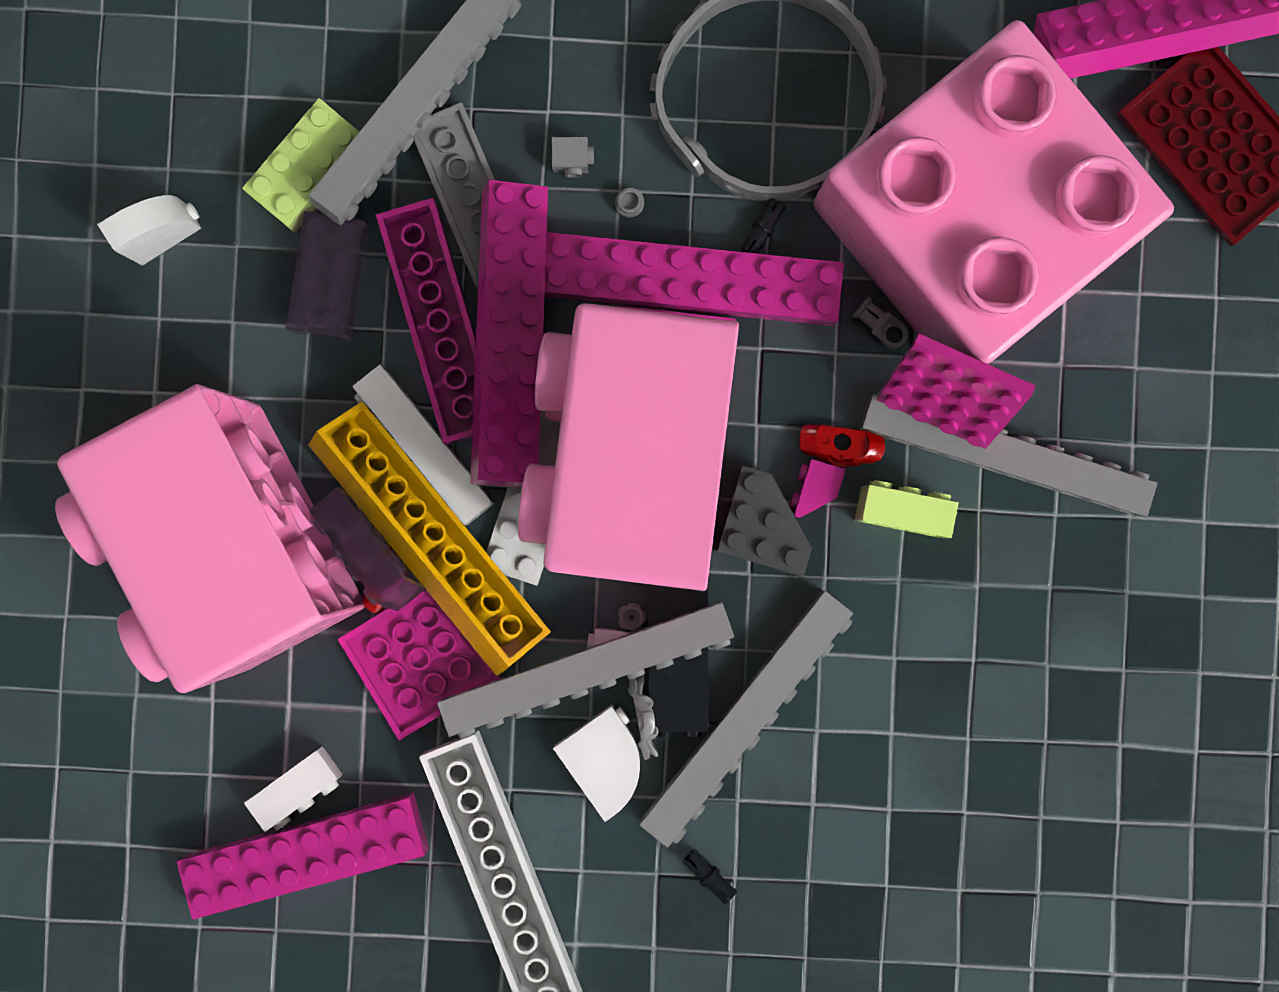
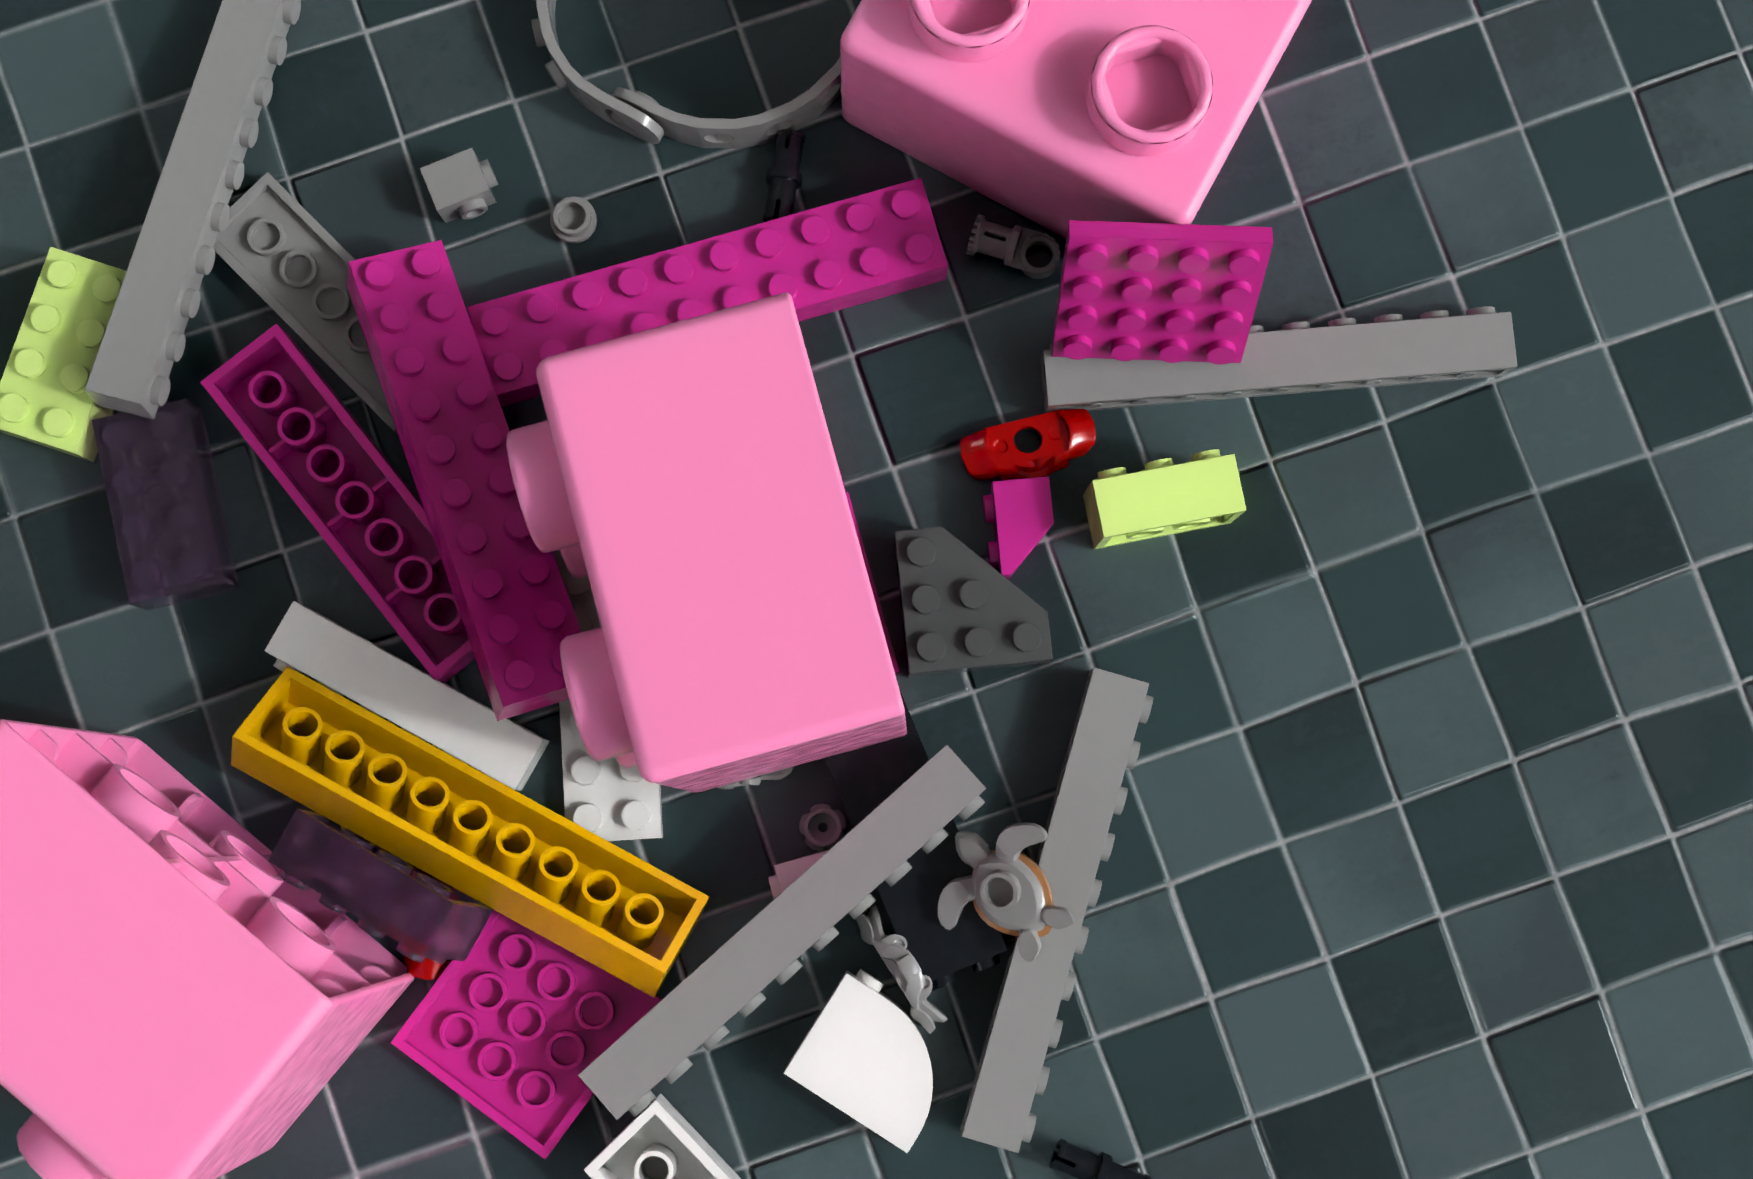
camera: 25 degrees left, 5 degrees down
(721, 696) = (1005, 888): none -> light grey animal

